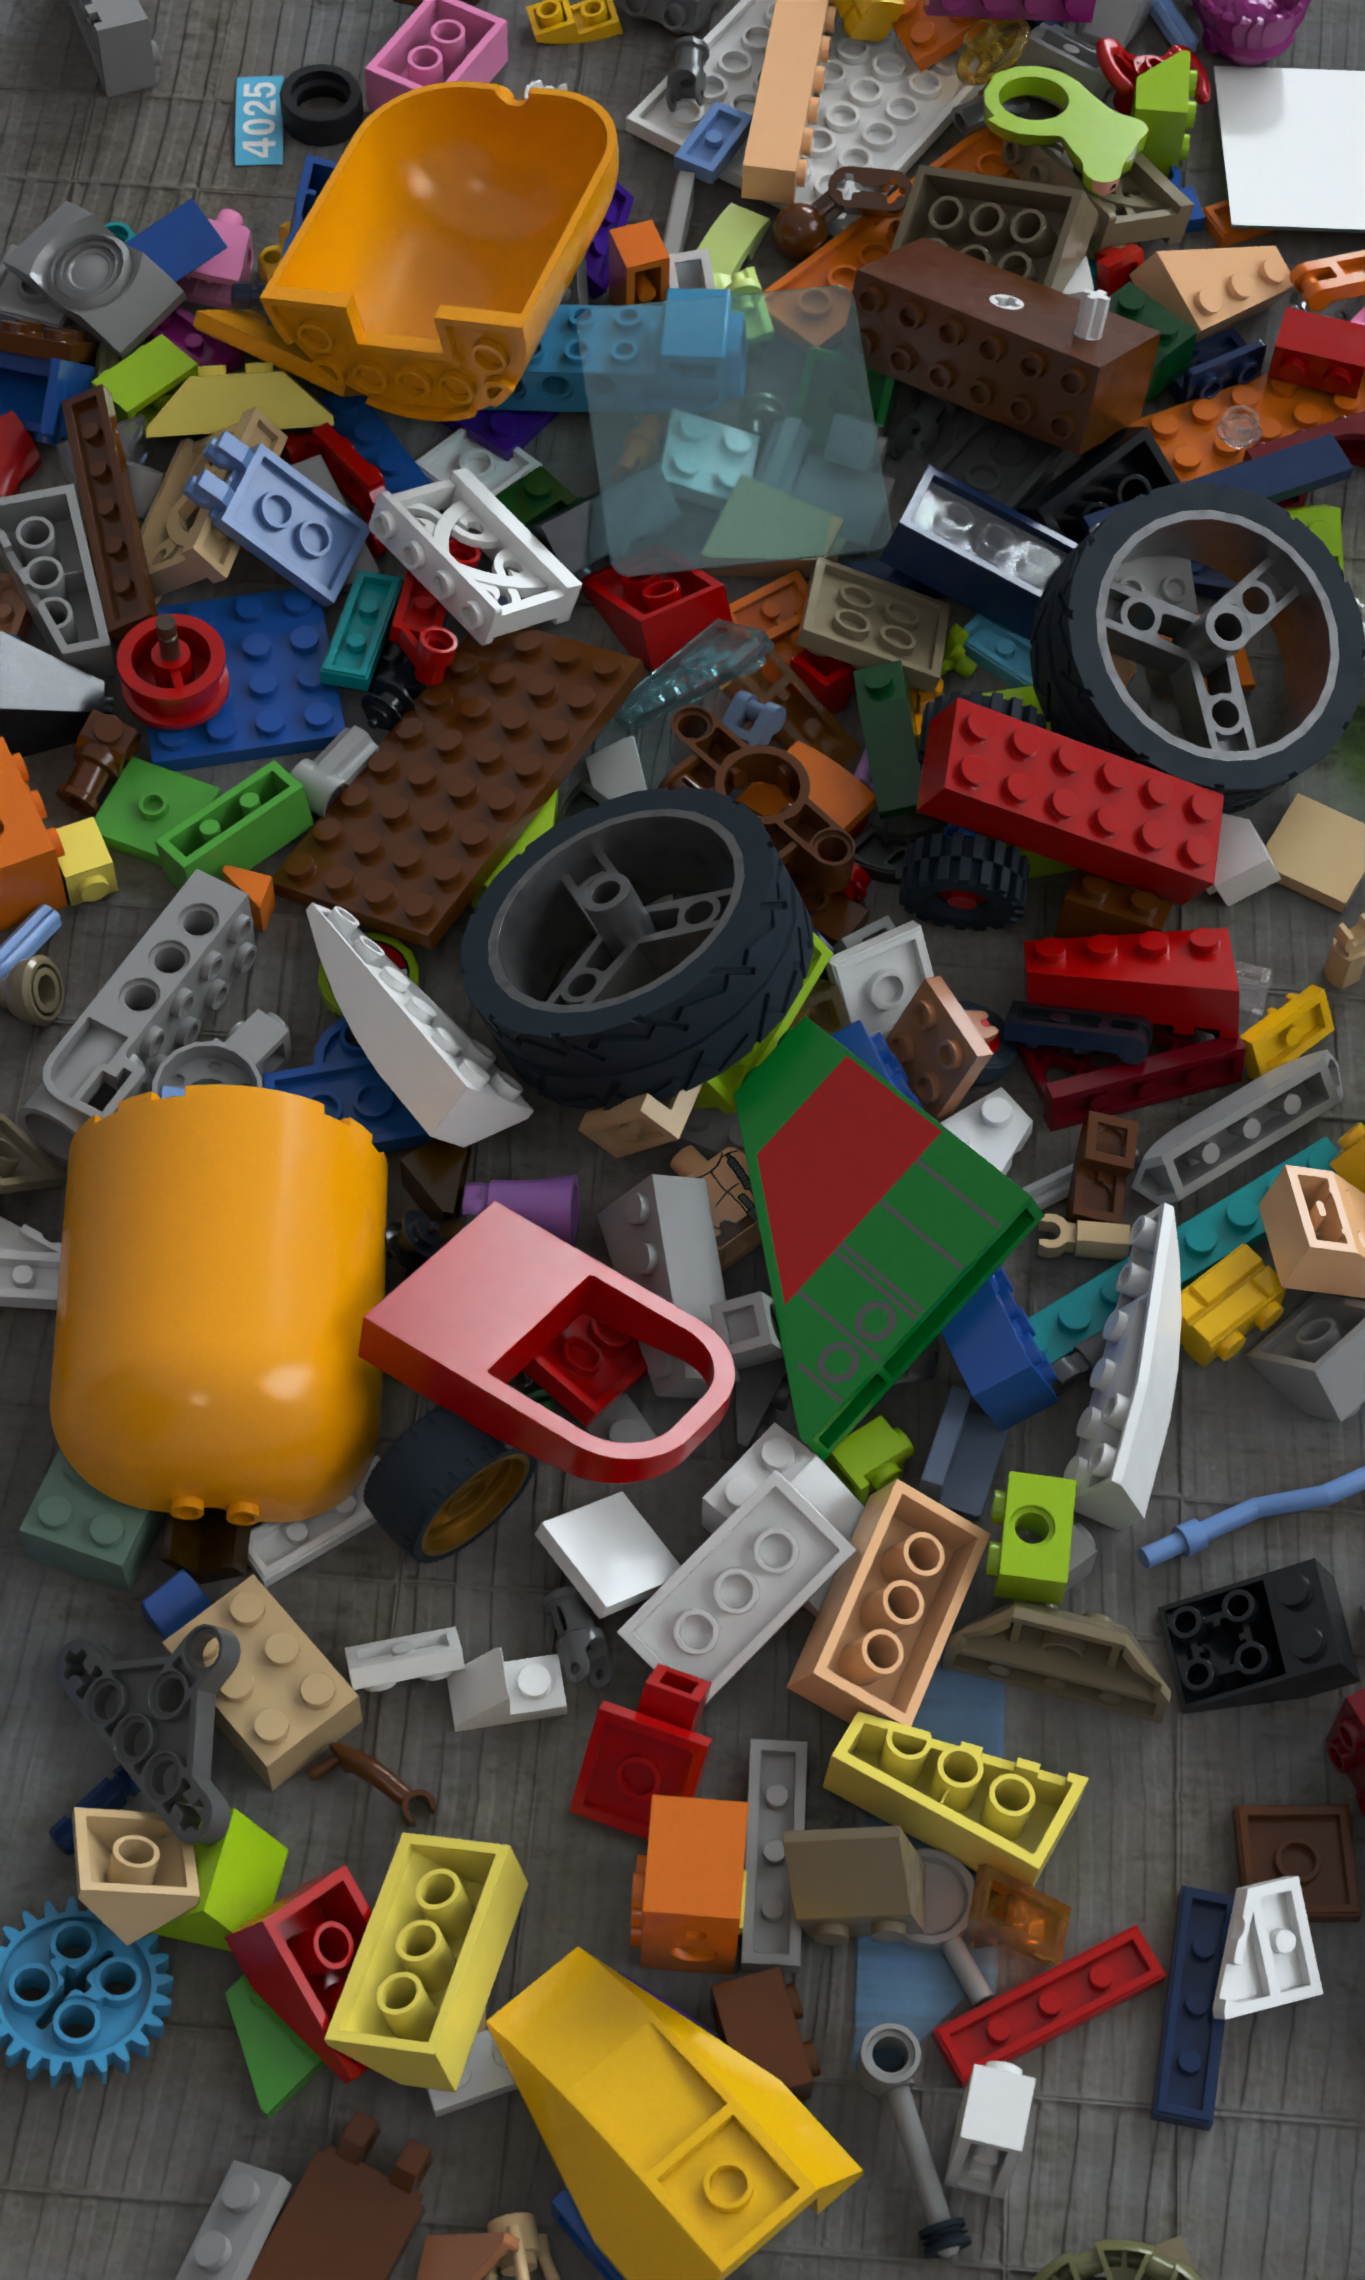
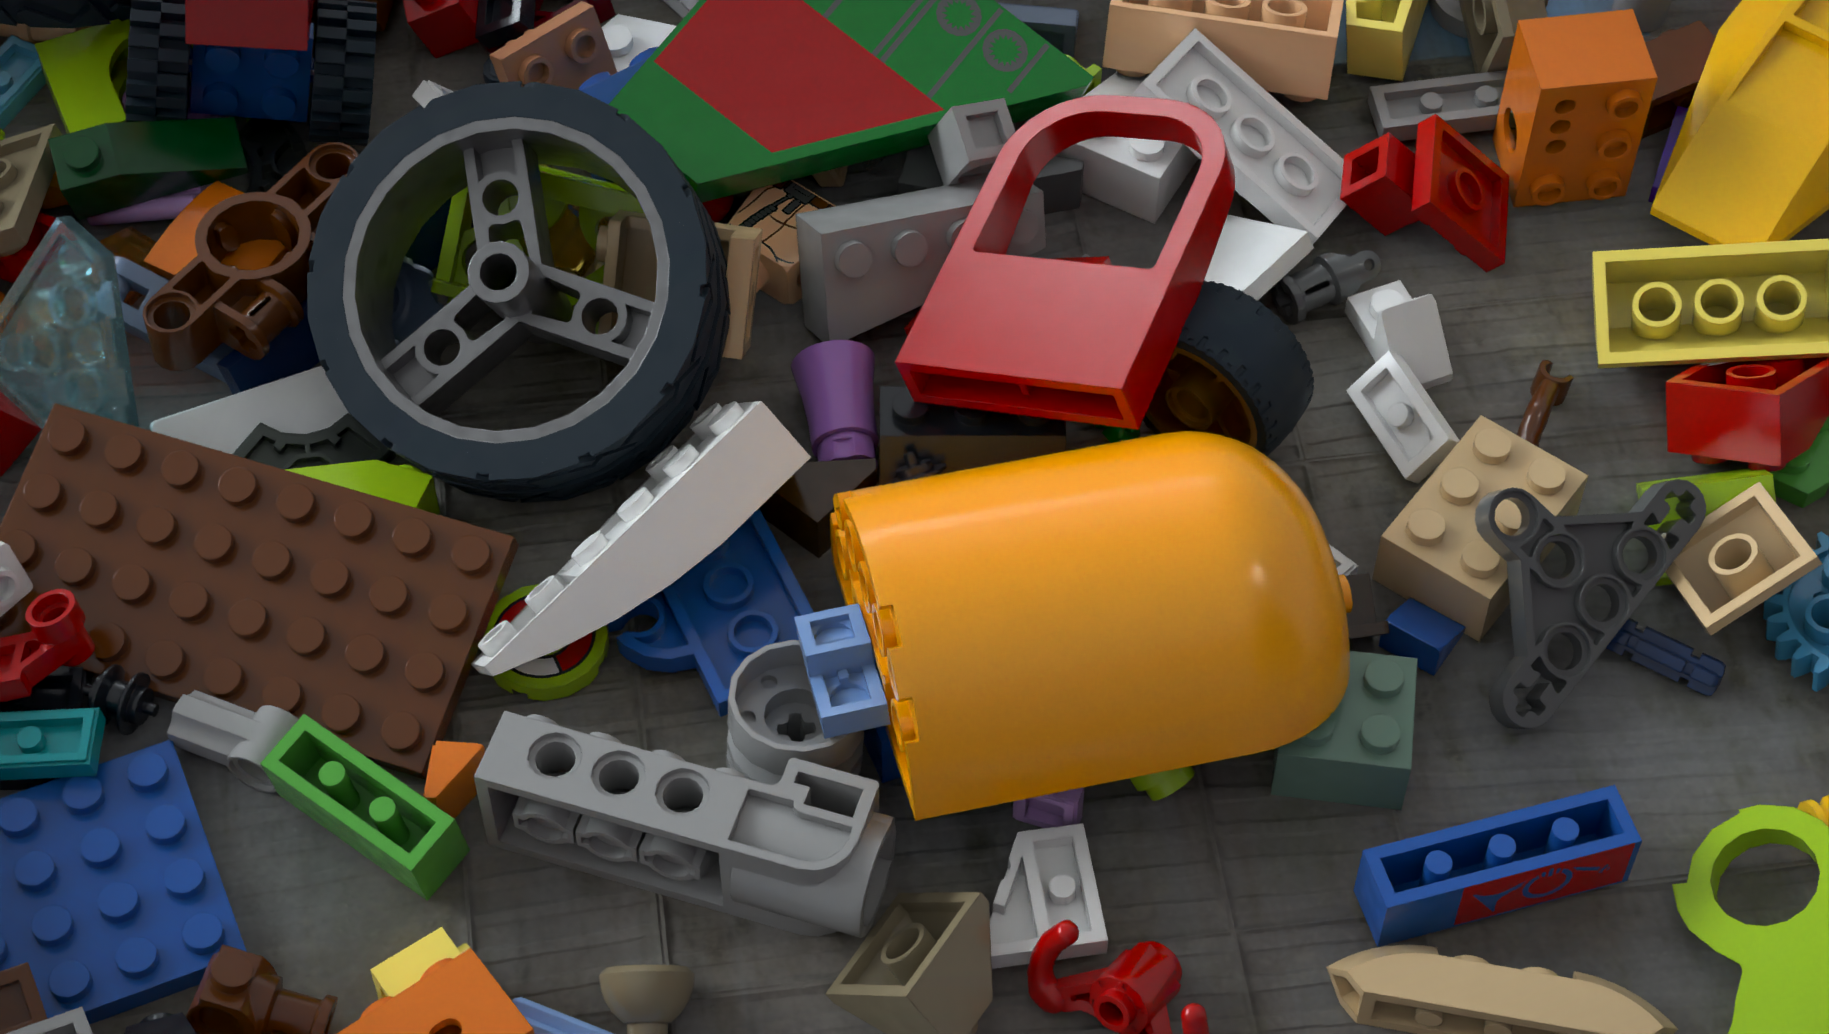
camera: 100 degrees left, 5 degrees down
(147, 805) = (329, 931): bright green plate -> none
(173, 671) = (120, 919): red wheel -> none
(264, 1040) = (683, 719): light grey brick -> none

